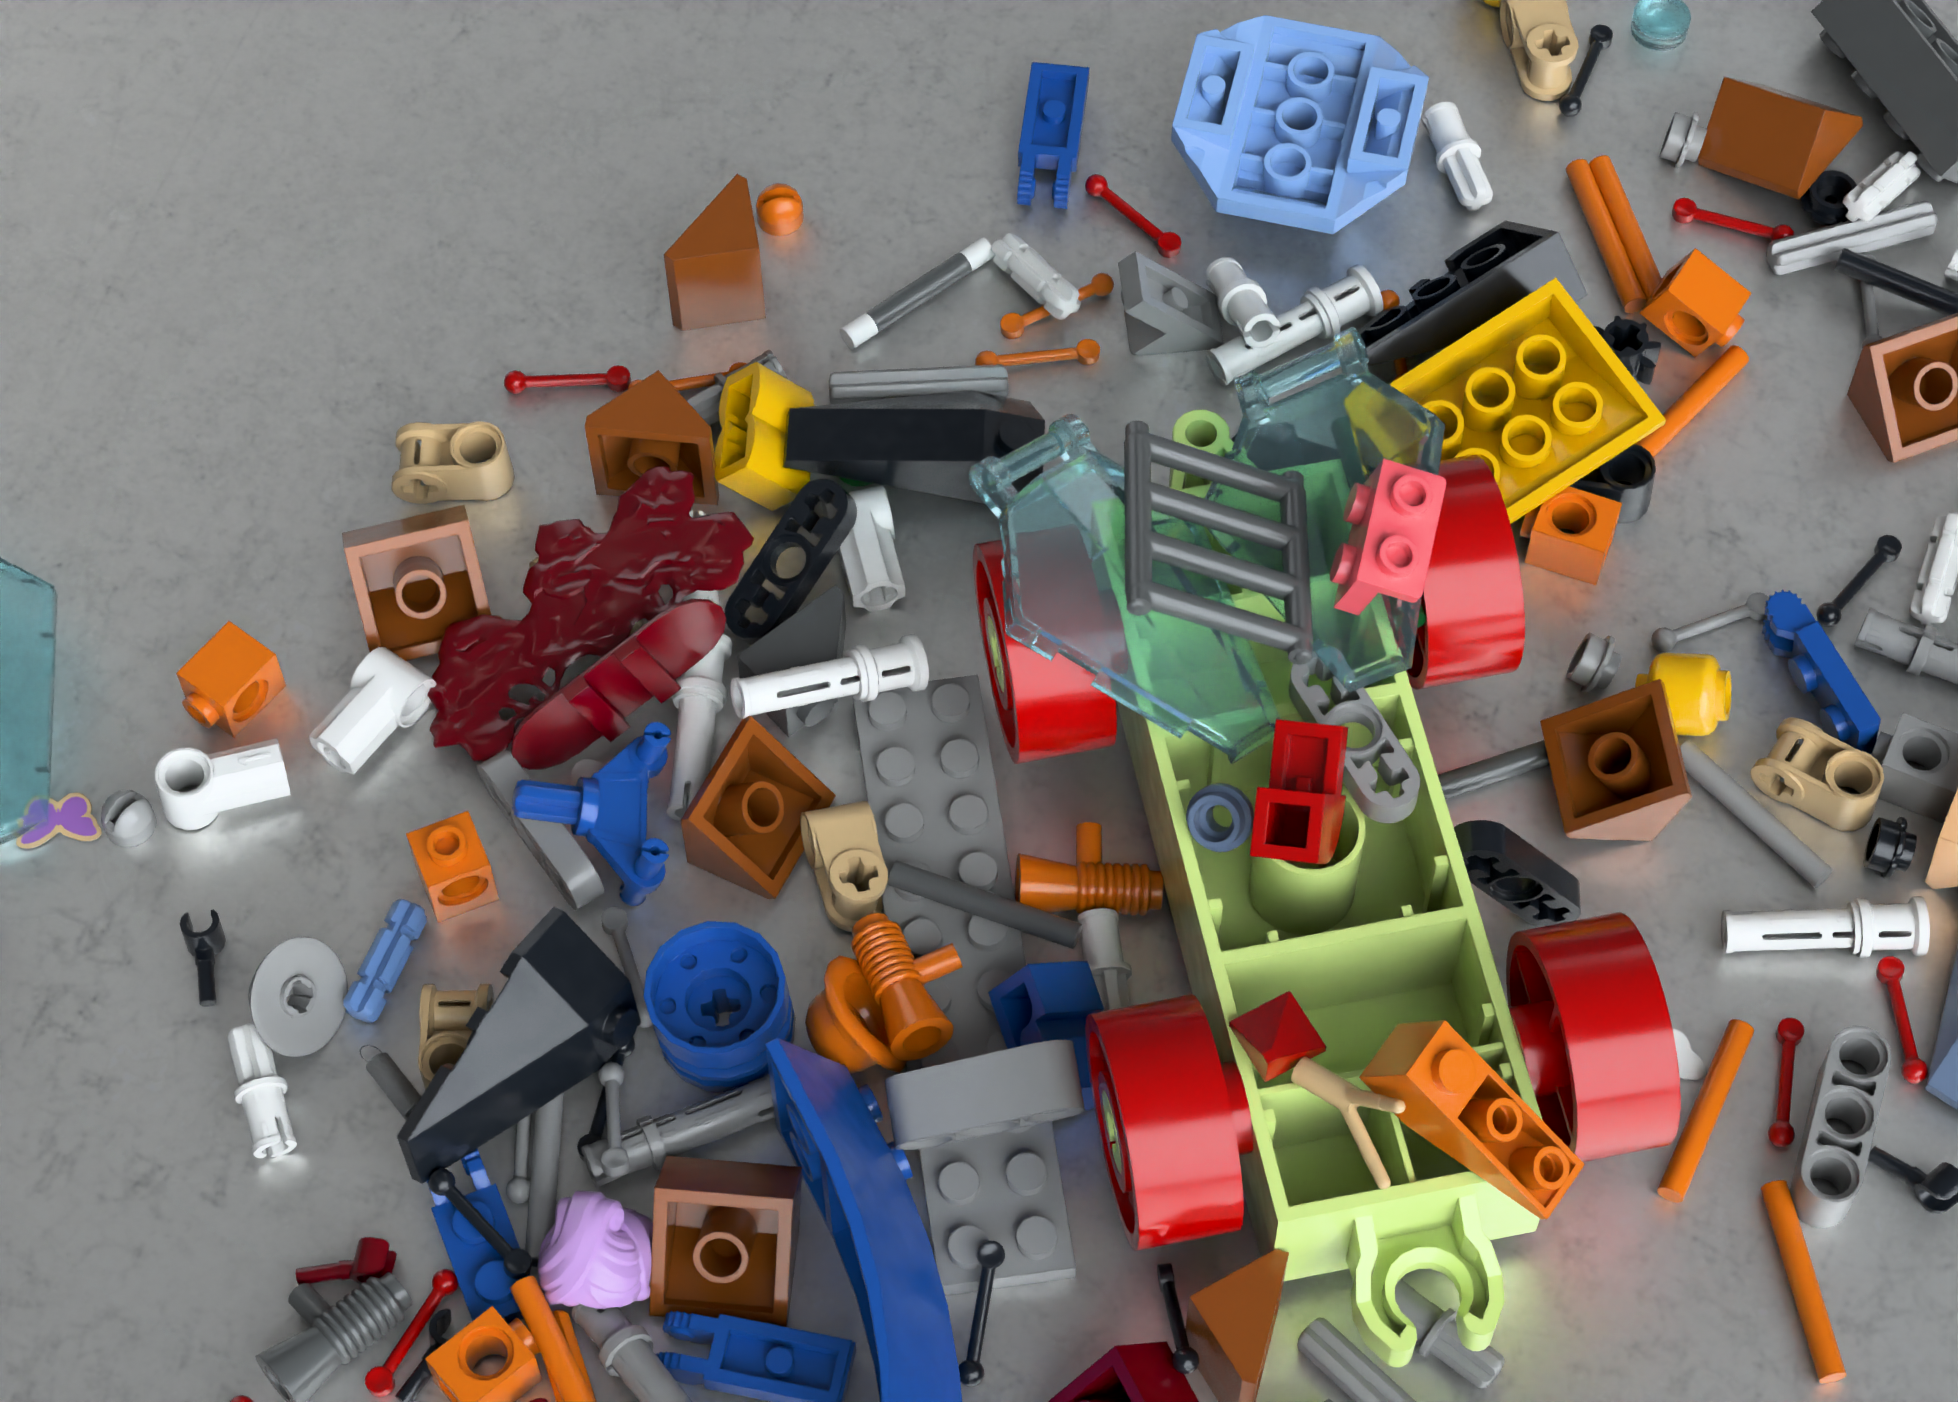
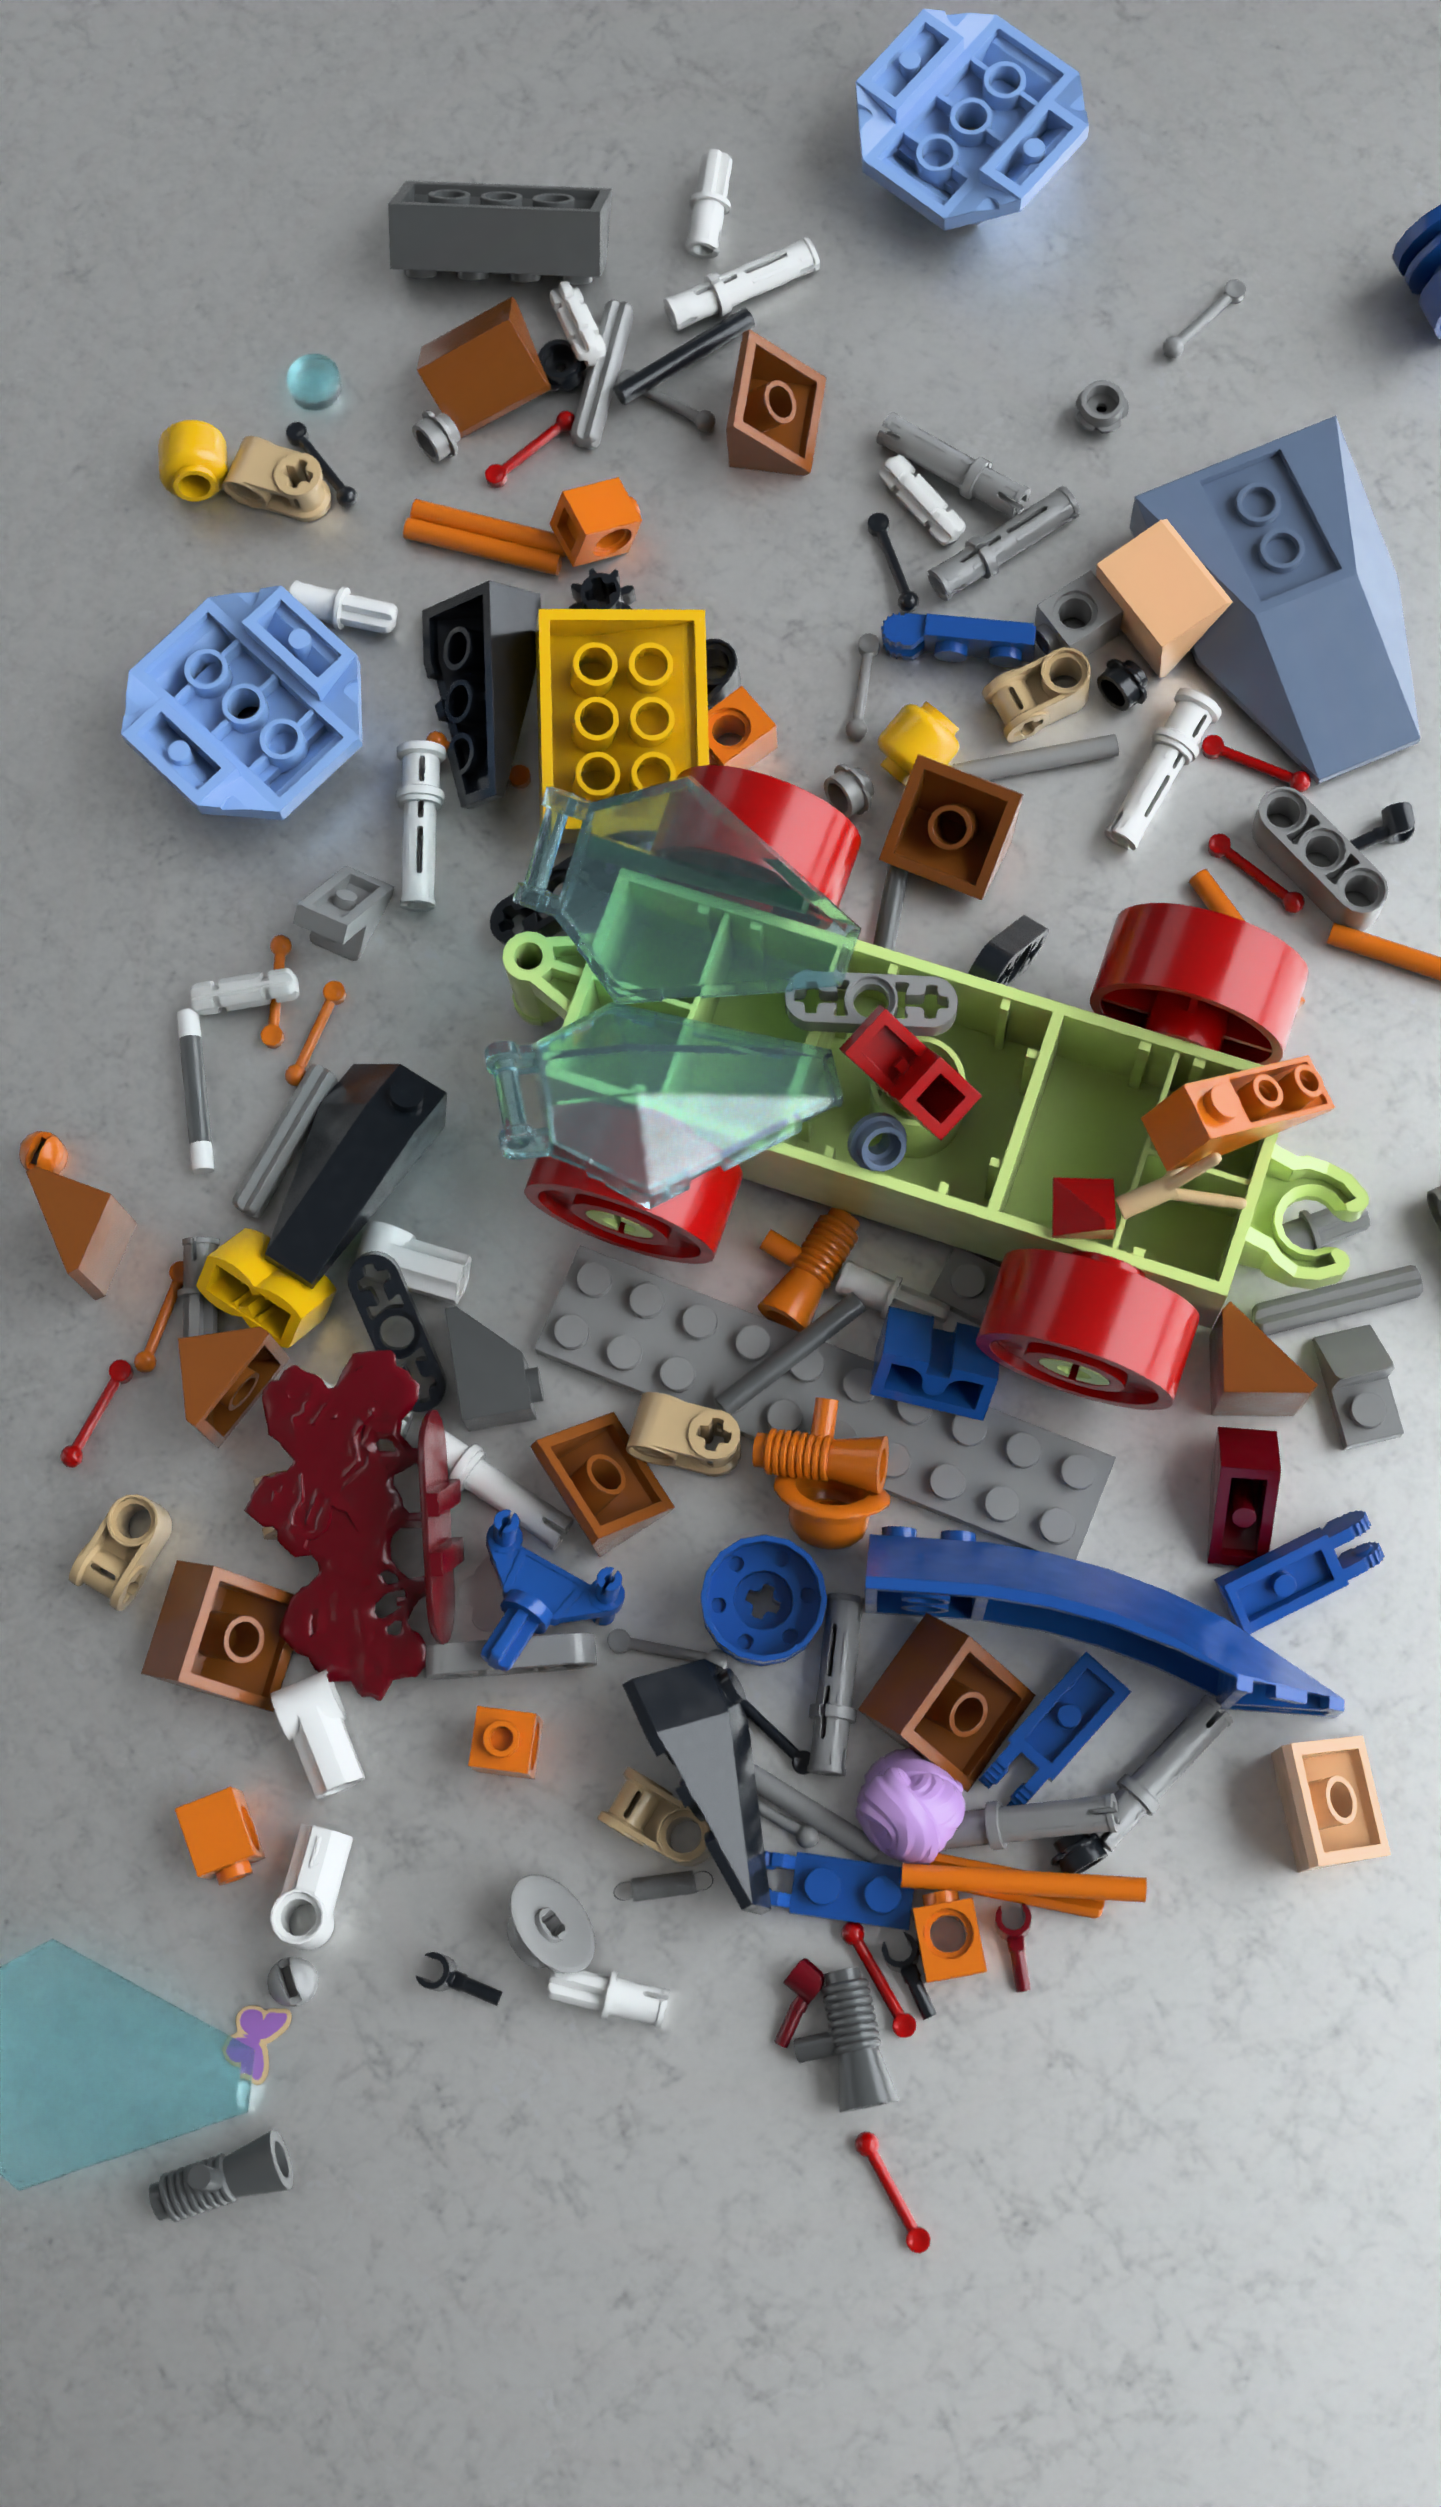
camera: 50 degrees left, 15 degrees up
(385, 961) = (550, 1838): medium blue axle -> none
(516, 1261) = (880, 1871): black hinge -> none
(615, 1159) = (844, 1750): light grey hinge -> none
(858, 674) = (539, 1337): white pin -> none
(984, 1095) = (966, 1446): light grey beam -> none
(989, 1255) = (1080, 1514): black hinge -> none
(1052, 128) = (110, 897): blue hinge -> none
(1144, 545) = (658, 1059): dark grey bar -> none
(1168, 242) = (273, 872): red hinge -> none
(1185, 1358) = (1243, 1421): black hinge -> none
(1242, 302) = (378, 850): white pin -> none
(1389, 536) = (757, 878): coral bracket -> none
(1696, 398) = (664, 562): orange bar -> none

